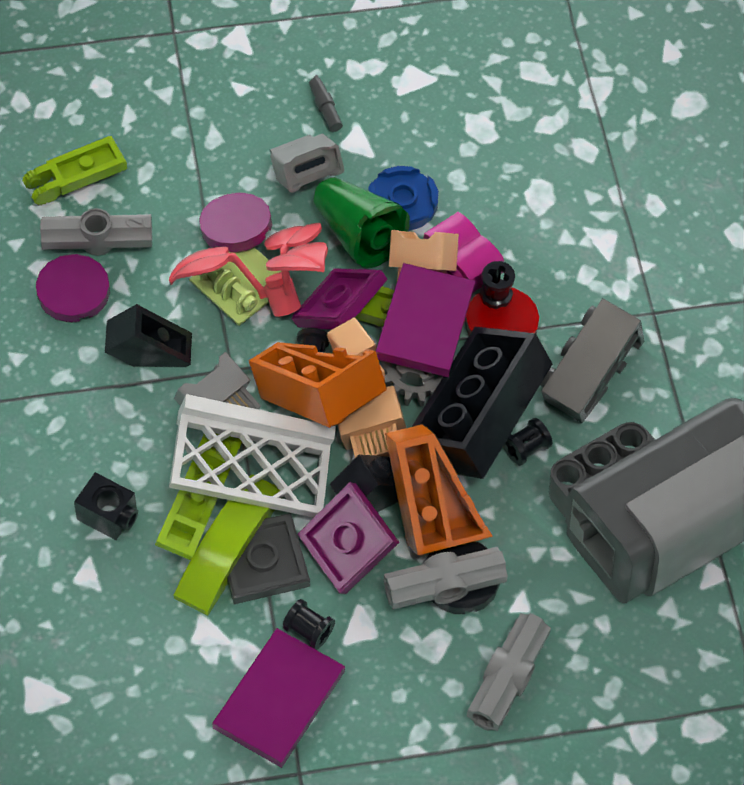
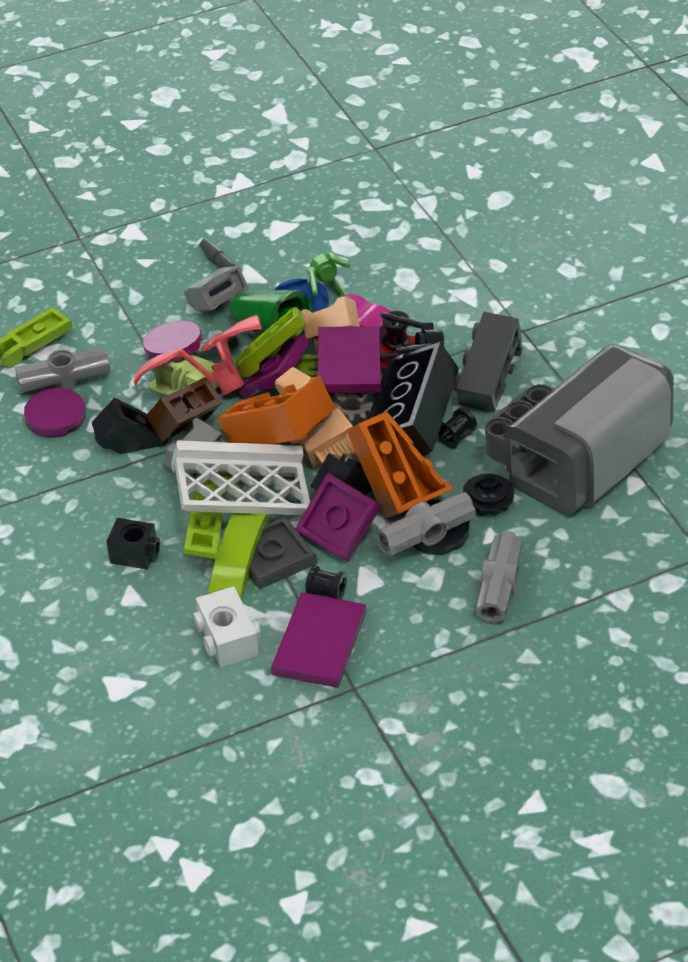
camera: 10 degrees left, 15 degrees down
(182, 676) = (226, 627): none -> white brick
(216, 334) = (177, 410): none -> reddish brown brick
(344, 264) = (269, 342): none -> lime hinge
(443, 163) = (325, 270): none -> bright green plant
(527, 313) = (422, 339): none -> black plant
(539, 531) = (488, 485): none -> black gear

